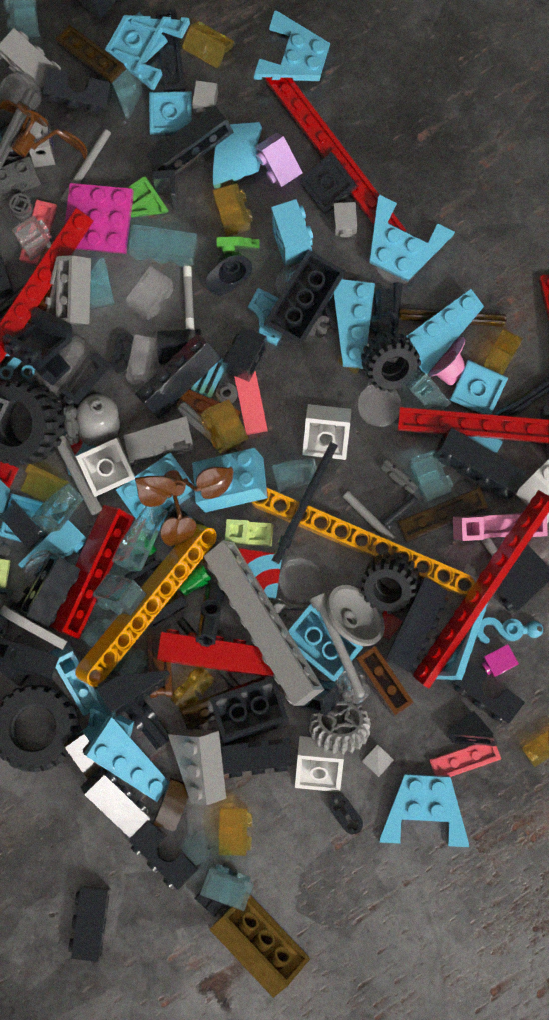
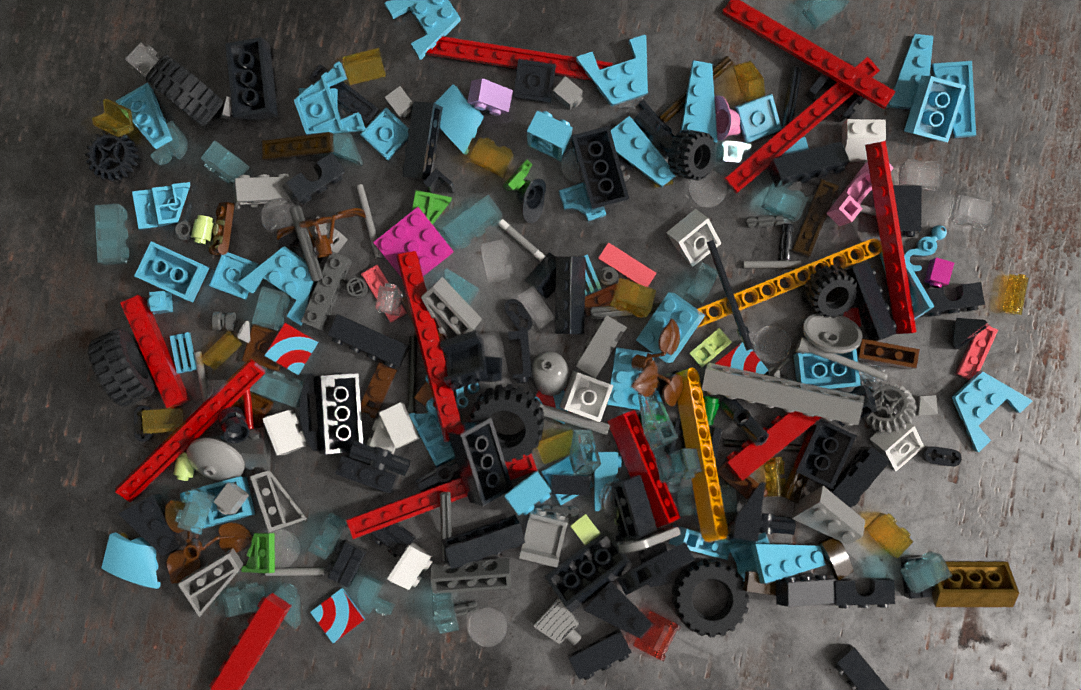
camera: 50 degrees left, 5 degrees up
(71, 426) = (538, 392): dark grey axle -> none
(245, 354) = (596, 240): black brick -> none

